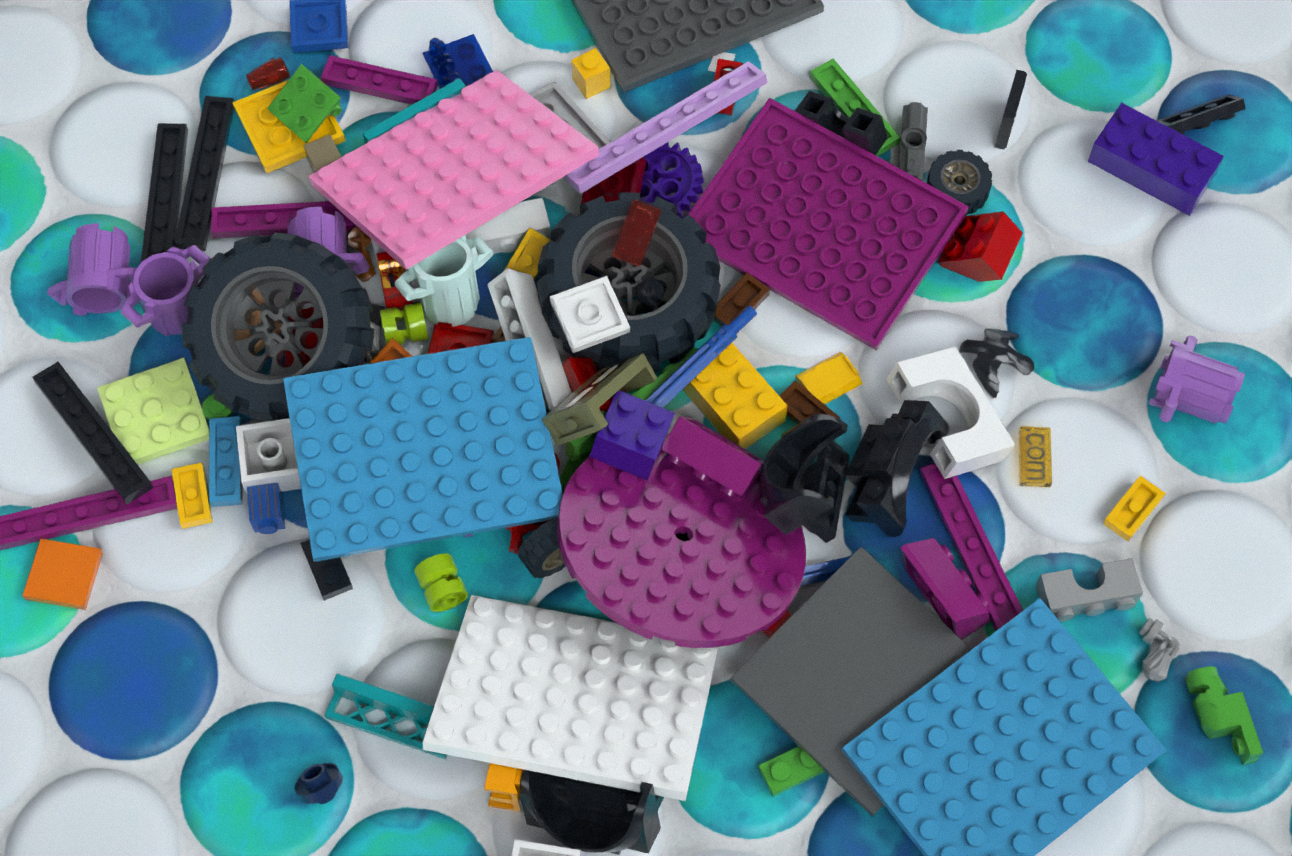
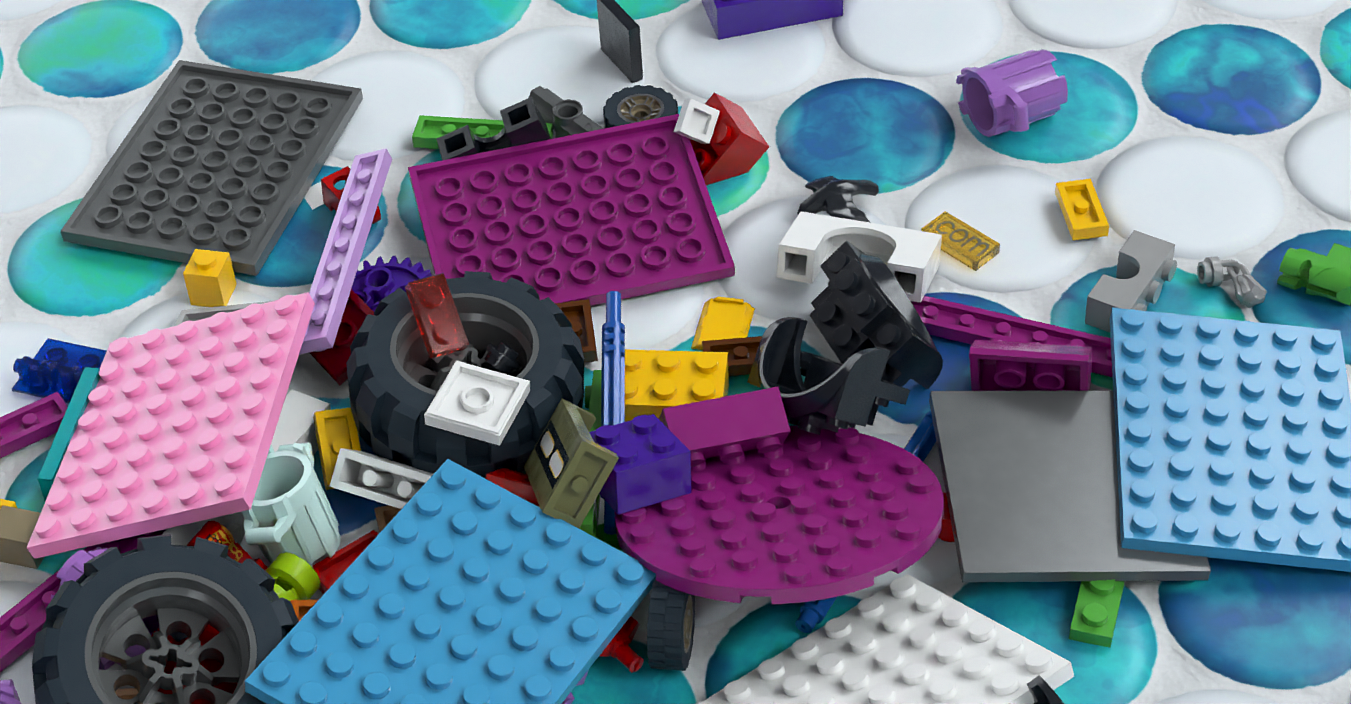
camera: 45 degrees left, 20 degrees down
(964, 224) = (696, 121): none -> white plate

